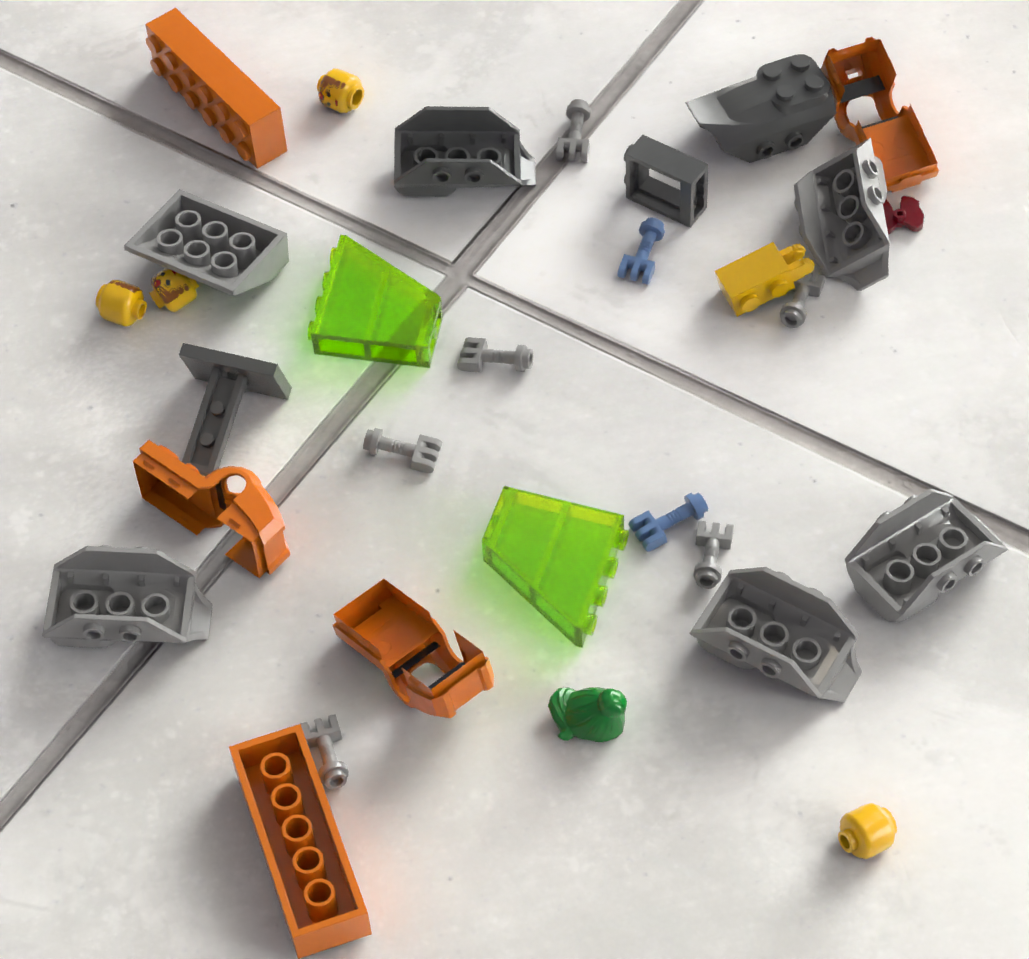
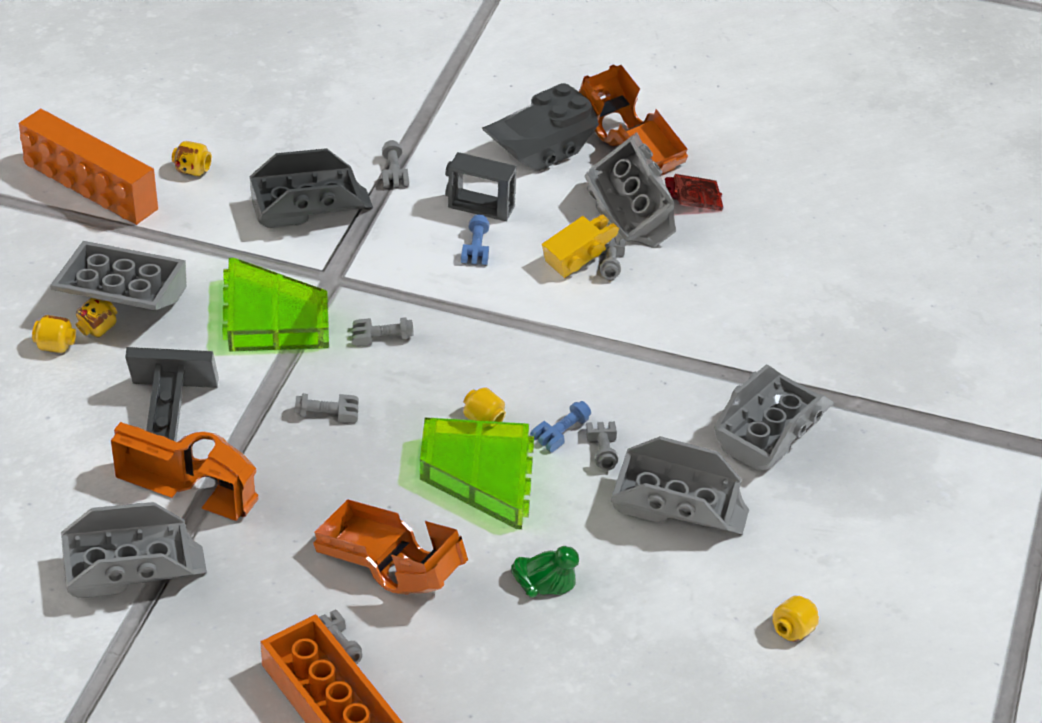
camera: 20 degrees left, 10 degrees down
(582, 481) = (484, 406): none -> yellow head
(937, 222) = (698, 192): none -> clear red piece

